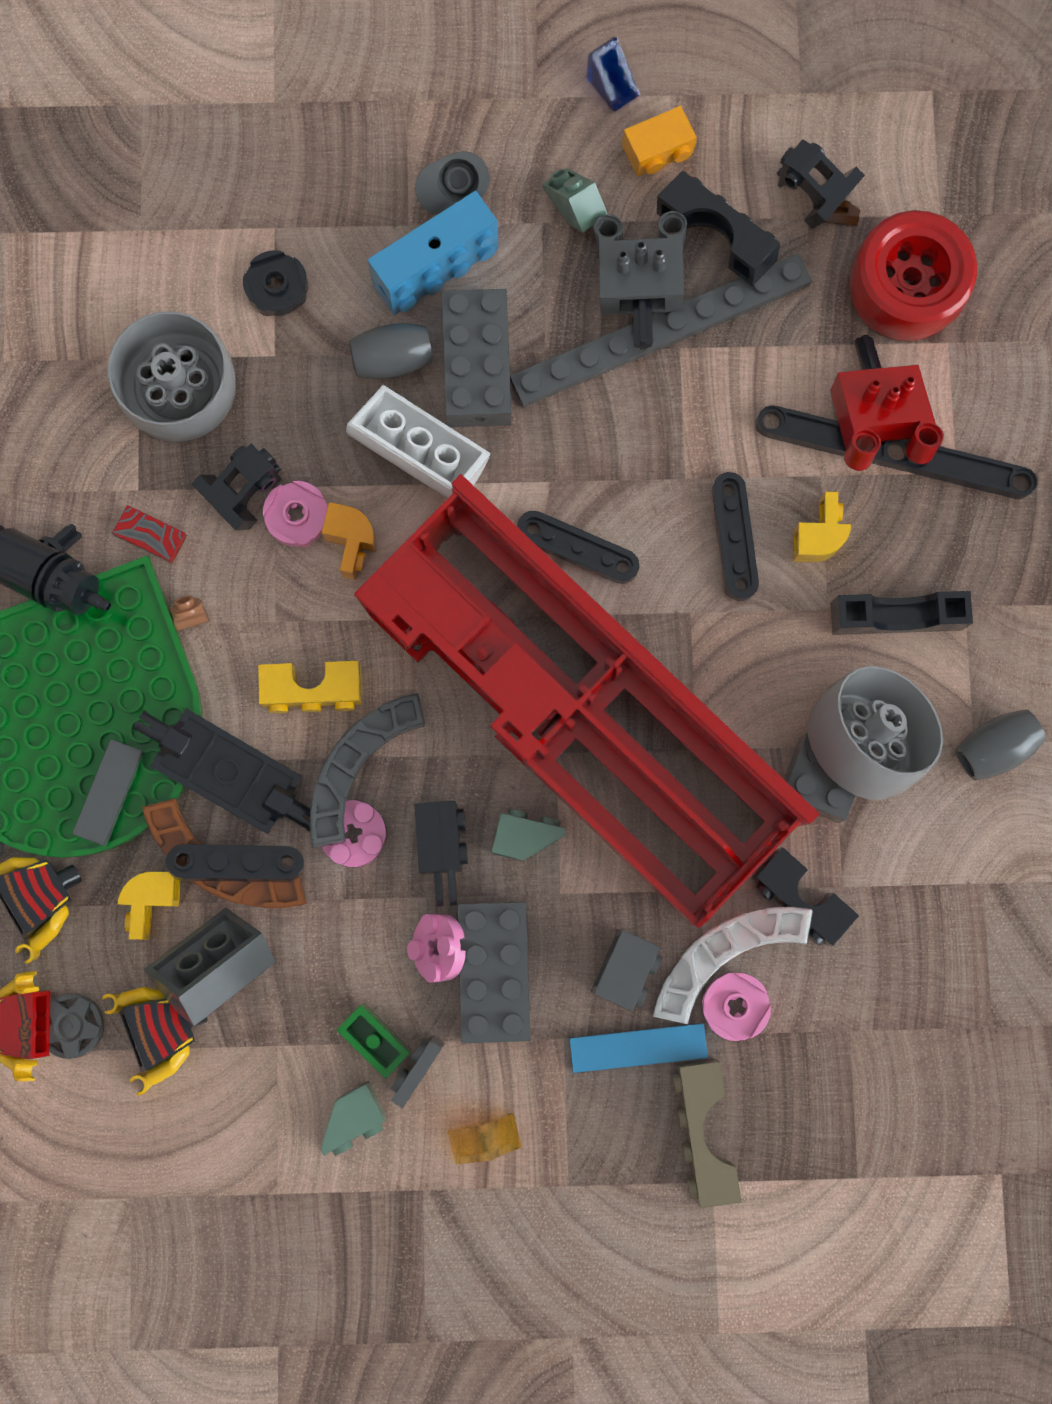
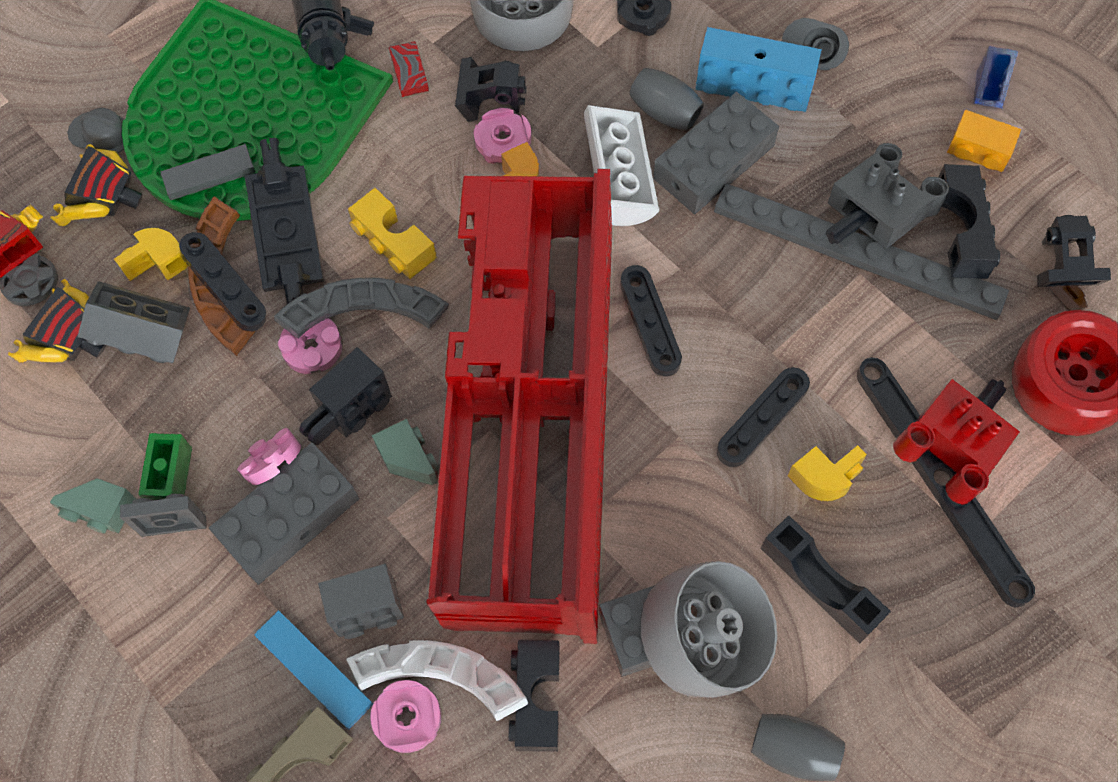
camera: 55 degrees right, 15 degrees down
(188, 612) = (375, 128): nougat plate -> none
(484, 1139) = (153, 614): clear yellow slope -> none
(575, 198) = (887, 122): sand green slope -> none

